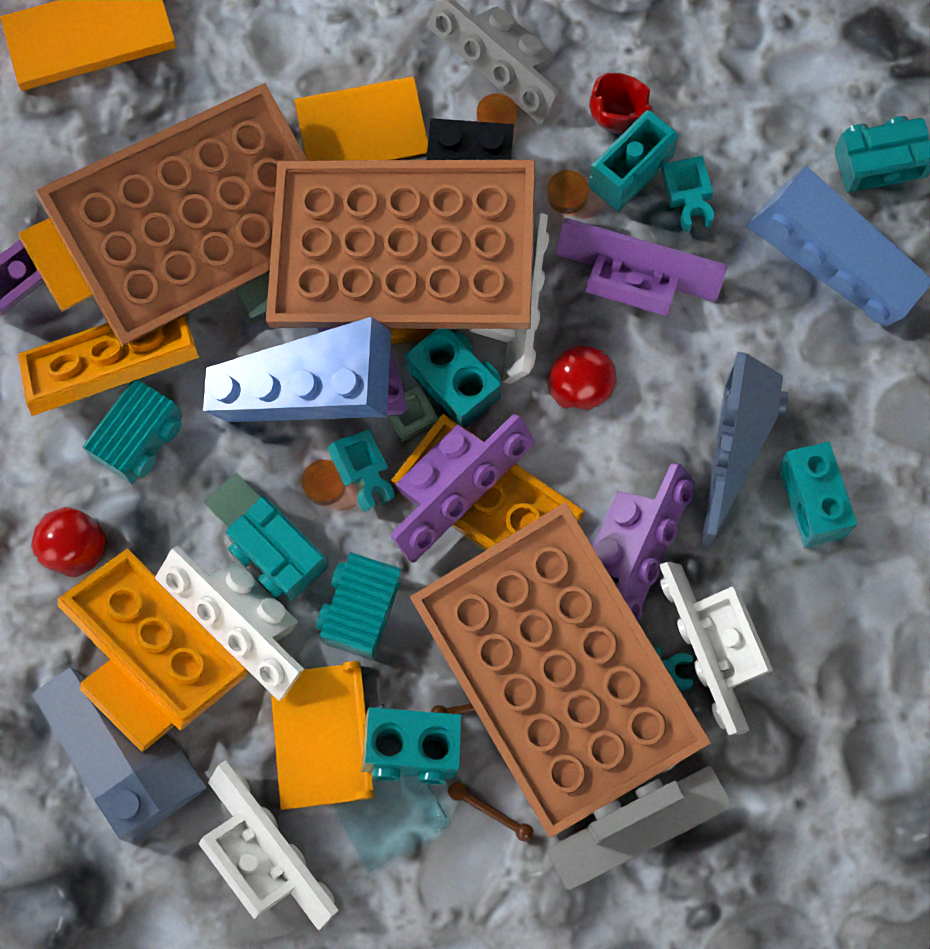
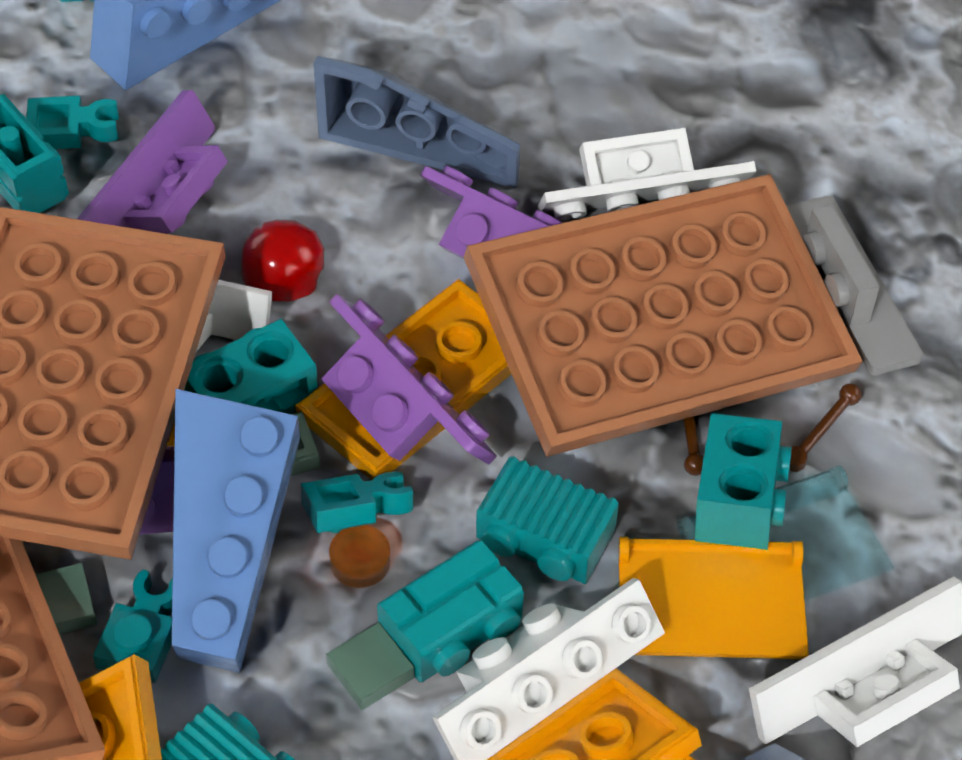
camera: 85 degrees left, 20 degrees down
(239, 342) = (138, 629): none -> teal plate
(817, 494) = (483, 64): teal brick -> none

